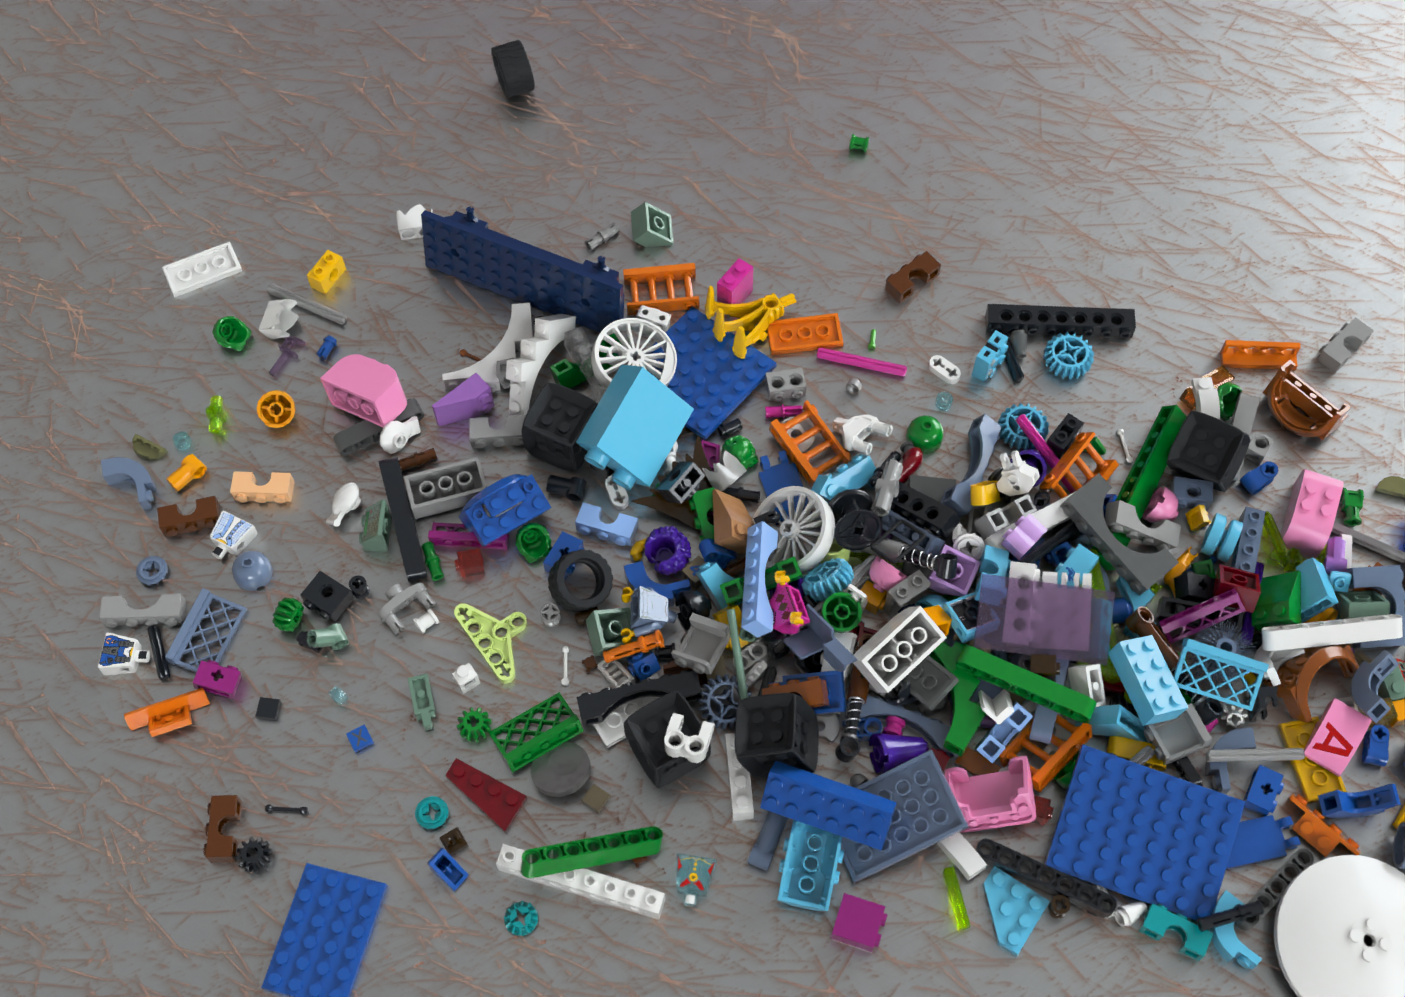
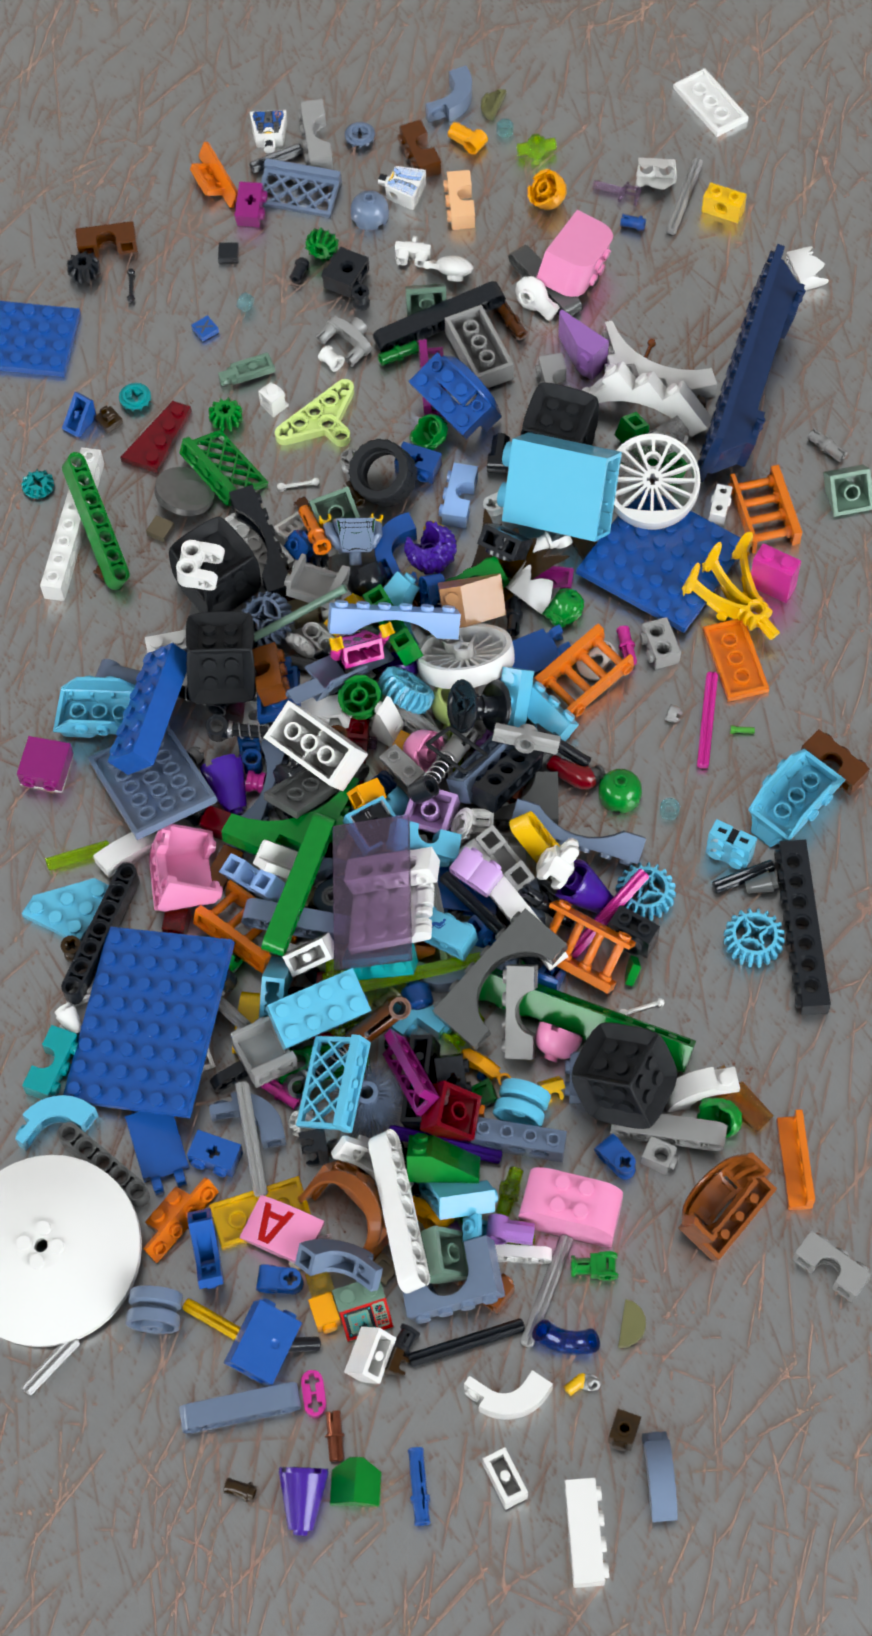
camera: 85 degrees right, 0 degrees up
(231, 332) = (631, 141): green hair -> none
(312, 534) = (412, 251): none -> white hips
(331, 636) = (304, 285): sand green piece -> none
(470, 562) = (398, 384): clear red brick -> none
(694, 876) = (84, 617): clear light blue torso -> none
(729, 428) = (592, 591): black pin -> none
(770, 517) = (475, 629): black arm -> none
(857, 429) = (607, 714): white connector -> none
(944, 369) = (708, 803): white beam -> none
(950, 304) = (792, 797): none -> medium azure slope
(1045, 666) = (321, 902): dark brown brick -> none
(1238, 913) = (65, 1113): black pin -> none
(1274, 535) = (523, 1168): clear neon green axle -> none

